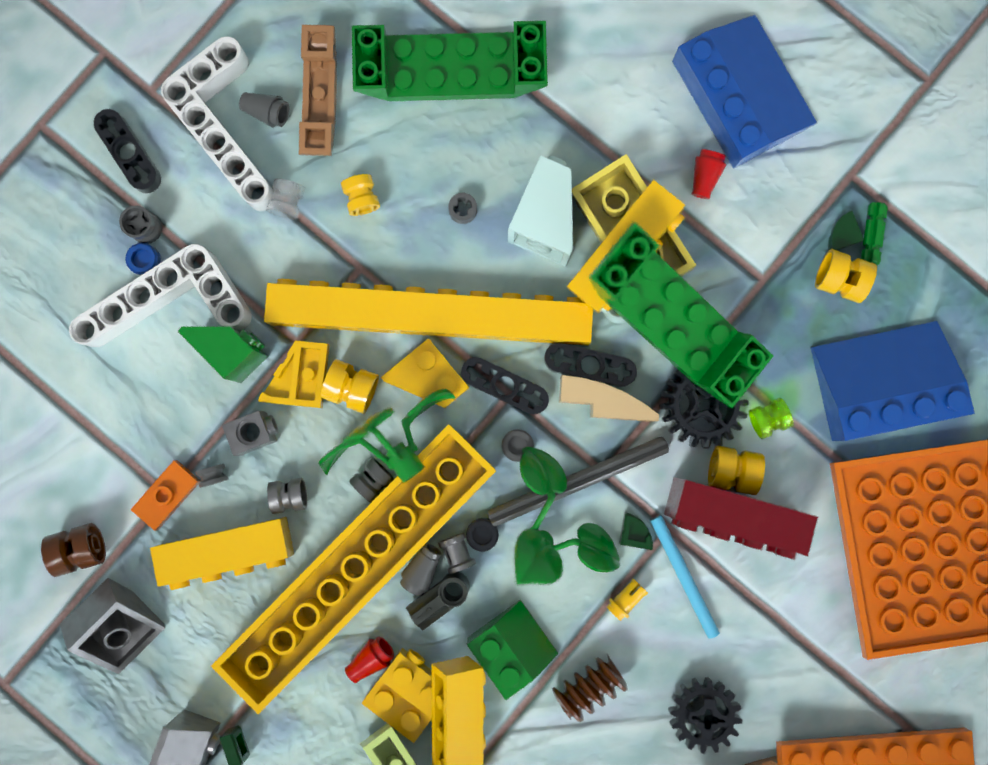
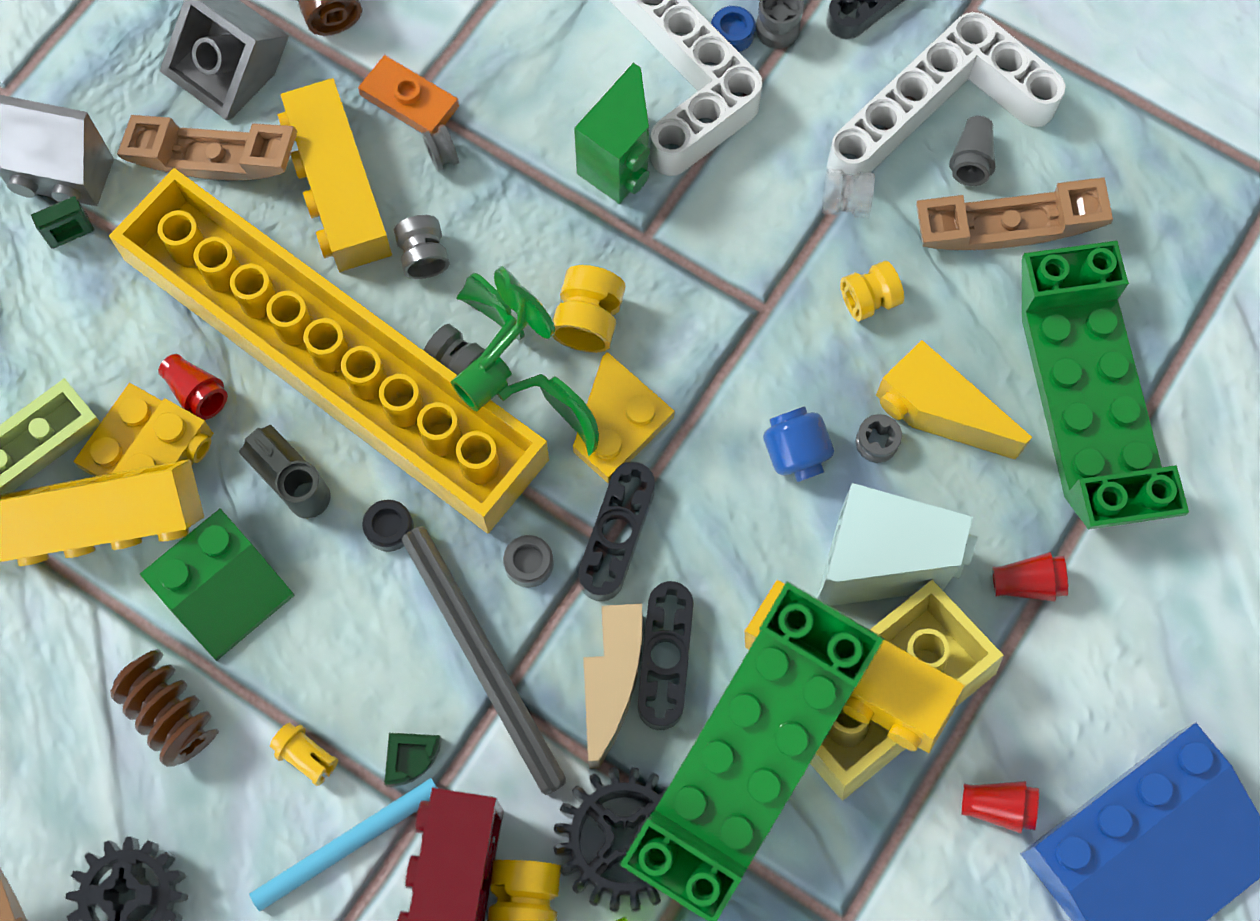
camera: 80 degrees right, 15 degrees down
(191, 642) = (206, 152): none -> medium nougat slope
(237, 432) = (501, 172): flat silver brick -> none
(299, 377) = (595, 240): yellow wing -> none
(420, 571) = (327, 439): dark grey cone -> none
(428, 313) = (710, 413): yellow brick -> none
(441, 166) = (943, 402): none -> yellow slope
(456, 553) = (357, 488): flat silver bush -> none
(462, 260) = (798, 443): none -> blue head
(535, 553) = (354, 580): green plant -> none
(569, 127) = (1032, 578): none -> red cone

